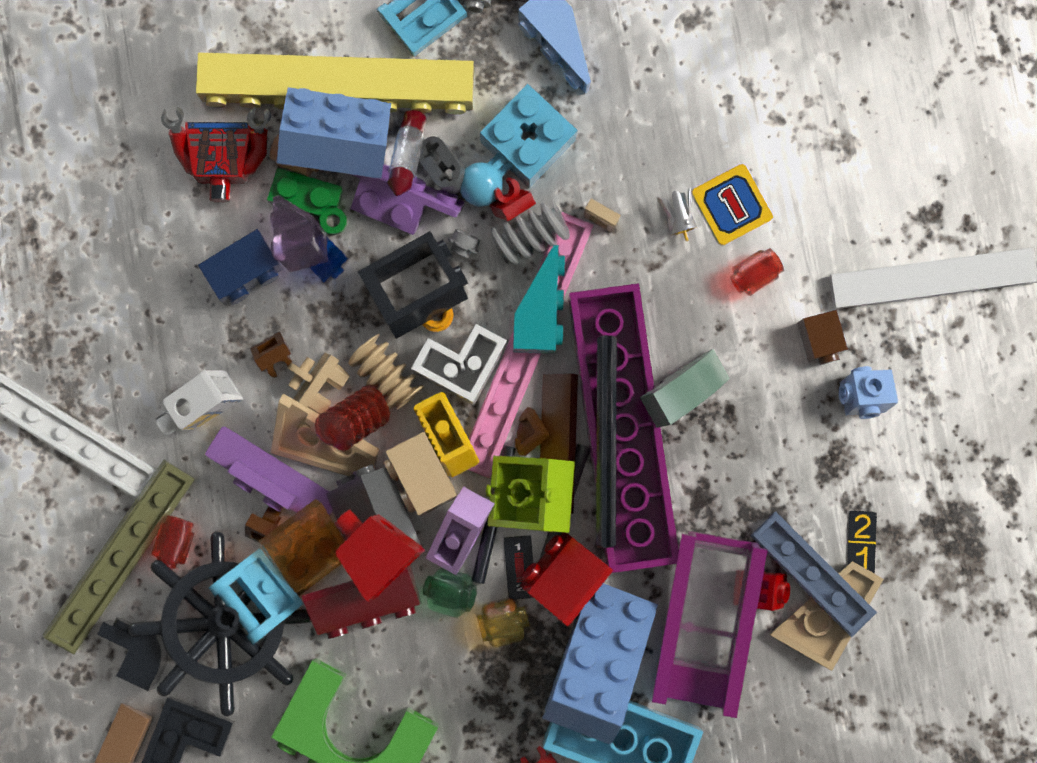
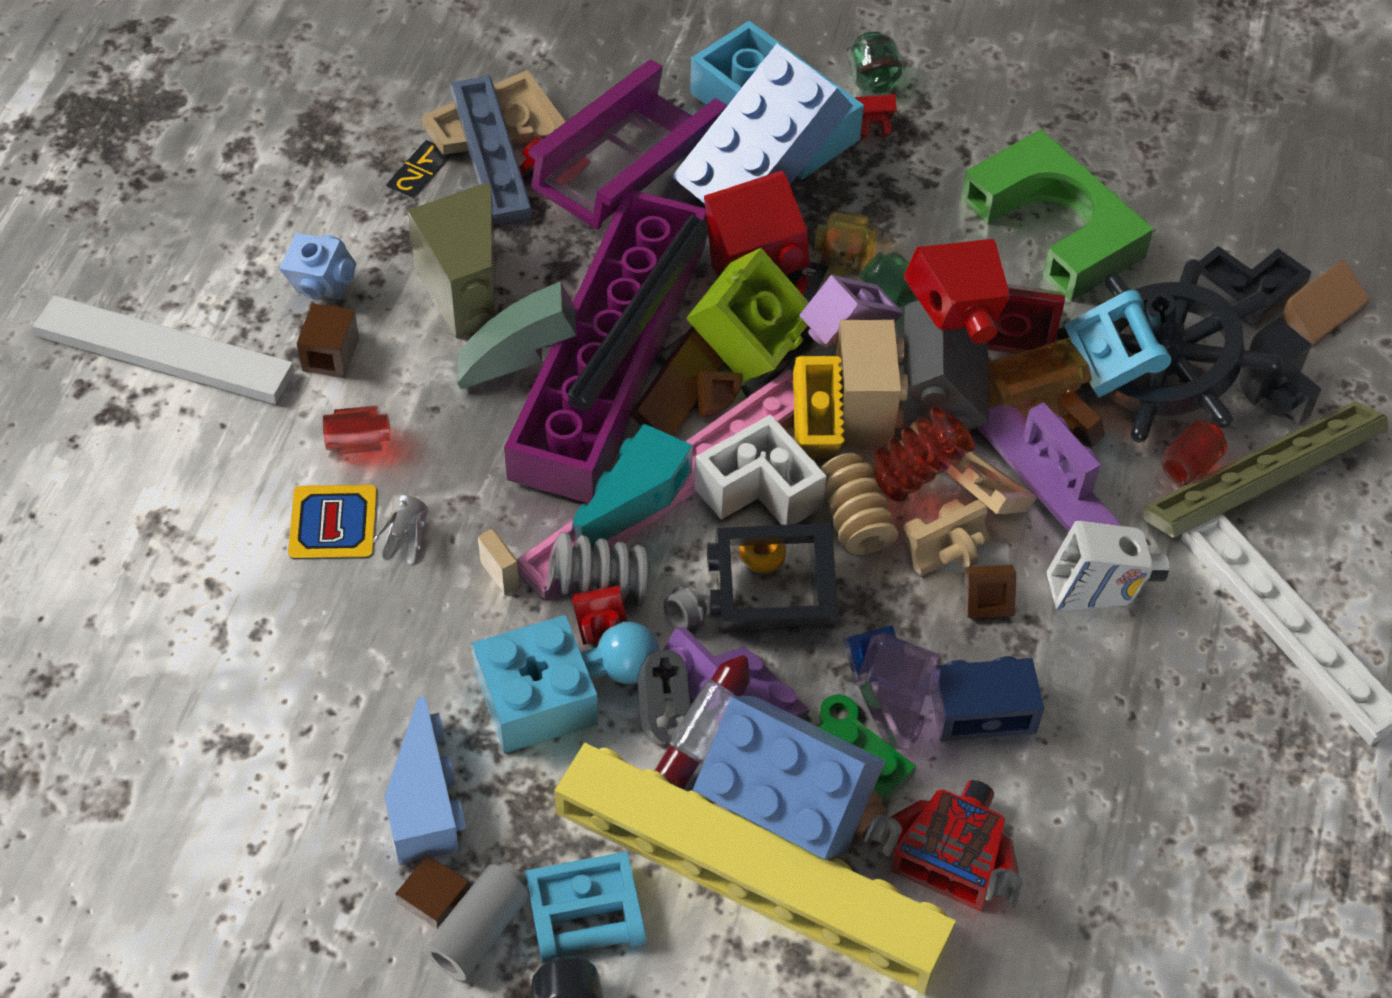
camera: 150 degrees left, 30 degrees down
(767, 443) = (457, 256): none -> olive slope

